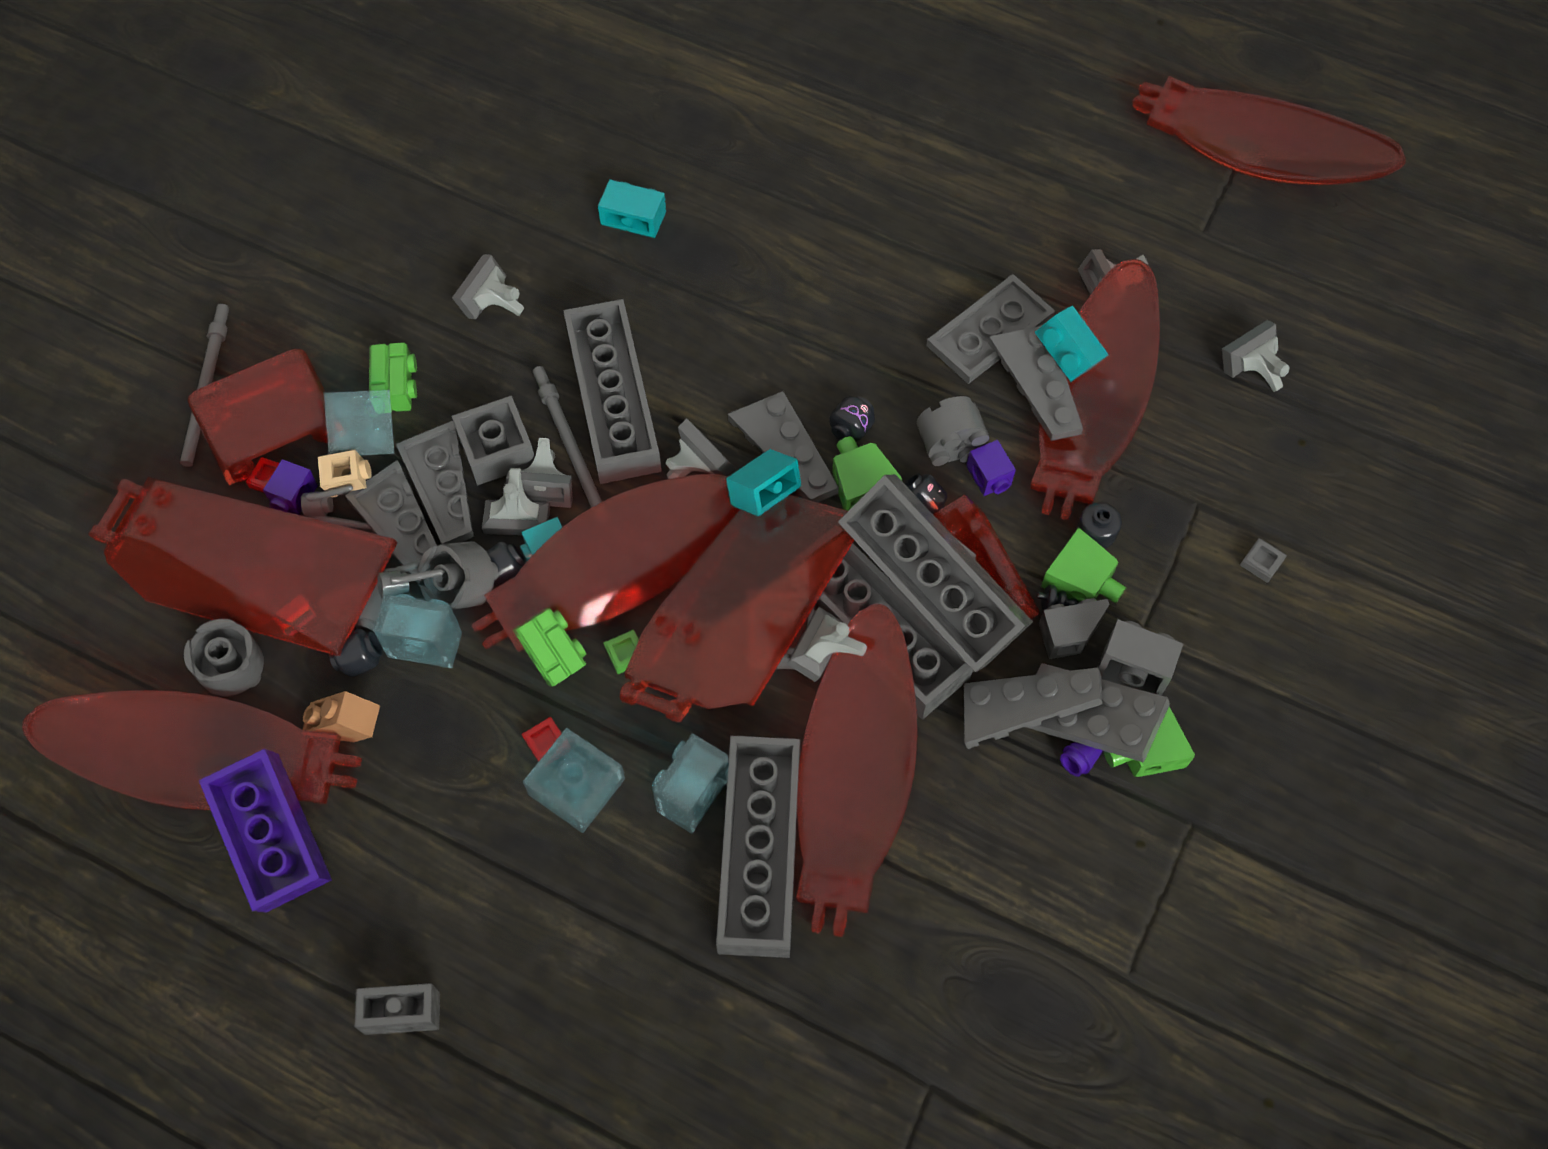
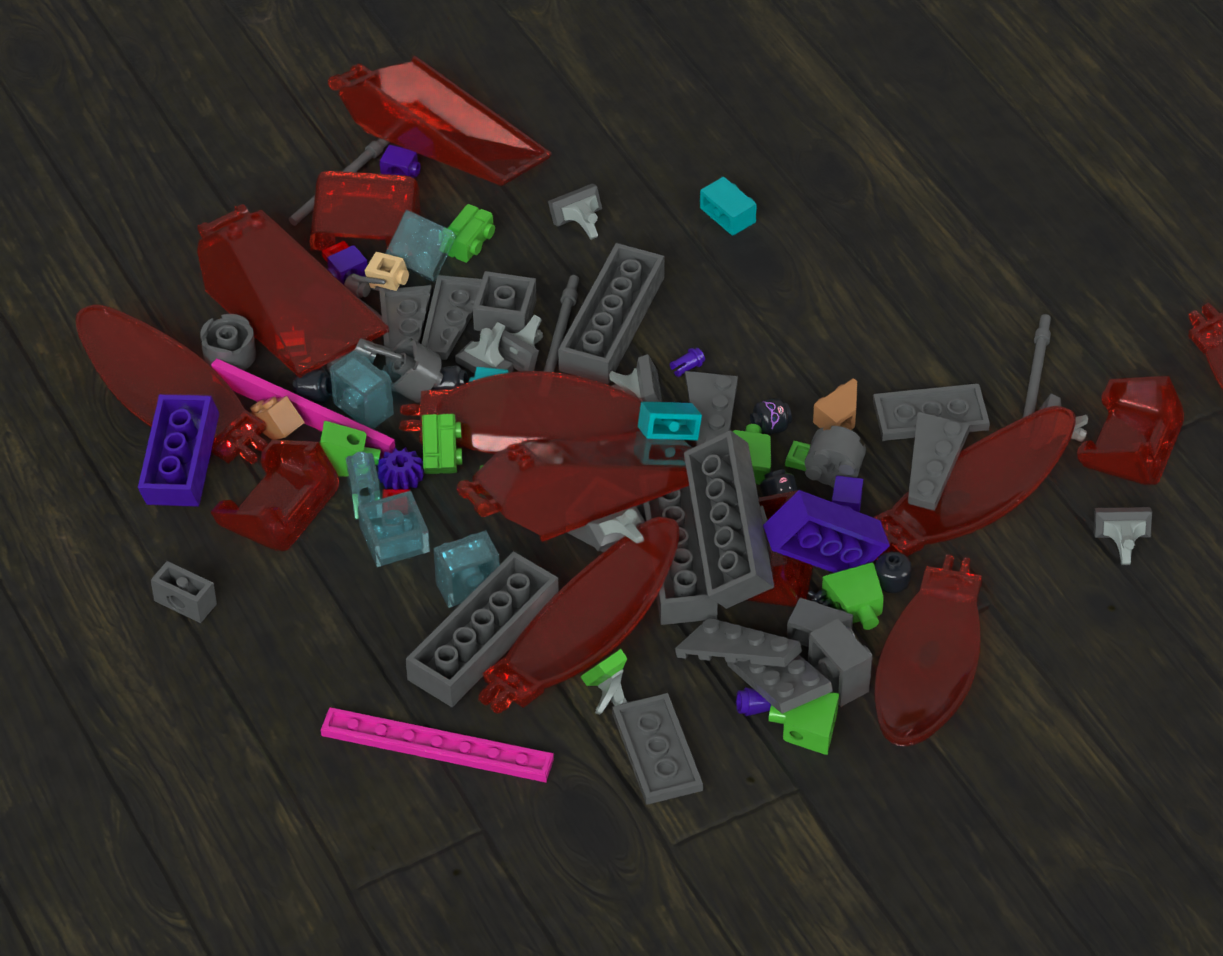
camera: 35 degrees right, 15 degrees down
(260, 336) = (399, 162): none -> dark purple brick
(267, 266) = (437, 119): none -> clear red windscreen
(368, 688) = (310, 412): none -> dark pink tile
(419, 813) = (286, 499): none -> clear red windscreen
(451, 716) = (342, 442): none -> bright green torso
(498, 742) = (362, 474): none -> clear light blue torso
(525, 688) = (400, 469): none -> dark purple gear
(725, 395) = (692, 359): none -> dark purple pin
(805, 1015) = (437, 744): none -> dark pink tile
(907, 444) = (797, 455): none -> bright green tile
(910, 374) = (837, 407): none -> medium nougat slope
(929, 817) = (607, 677): none -> piece
(1025, 196) = (1042, 339): none -> dark grey bar
(1030, 530) = (825, 533): none -> dark purple brick
(1033, 872) = (657, 748): none -> dark grey plate
(1071, 343) = (971, 442): teal brick -> none
(1182, 246) = (1137, 431): none -> clear red windscreen
(1210, 605) = (929, 656): none -> clear red windscreen
(1263, 560) = (1004, 662): dark grey tile -> none

